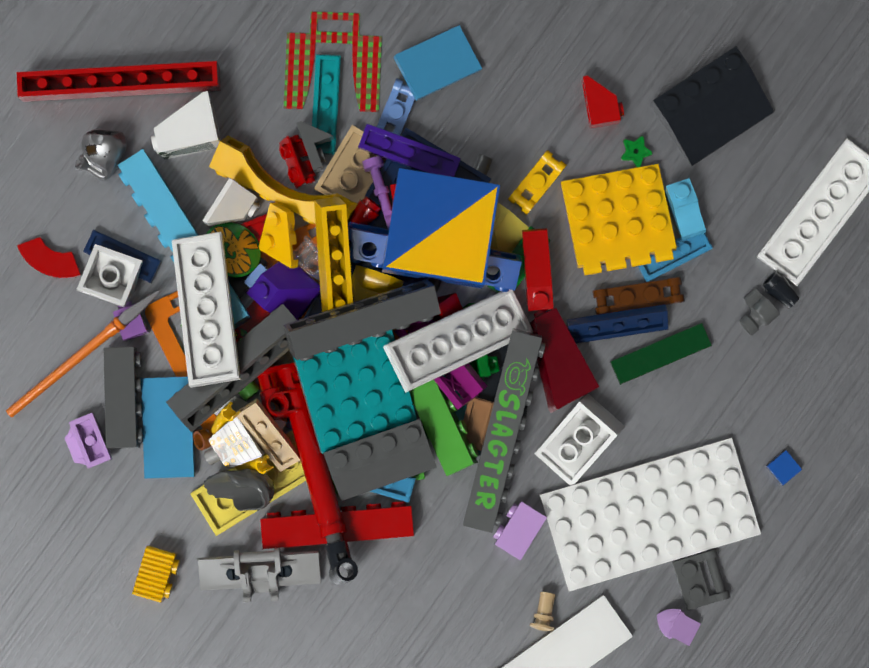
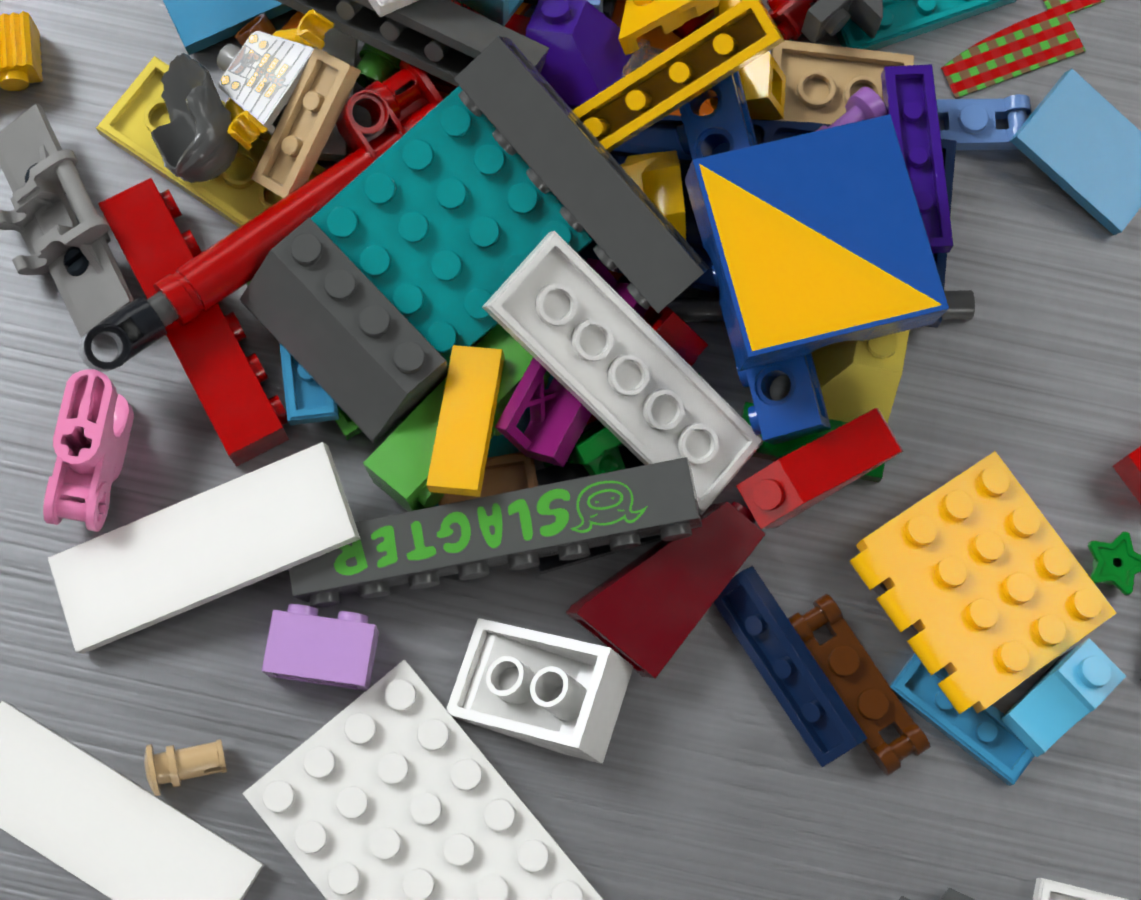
camera: 60 degrees right, 10 degrees down
(365, 211) = (776, 122): red cone -> none
(371, 591) = (89, 450): none -> bright pink piece
(449, 421) = (466, 421): none -> yellow tile
(451, 564) = (203, 548): none -> white tile
(537, 182) = (972, 412): yellow plate -> none
(660, 353) = (770, 774): dark green tile -> none

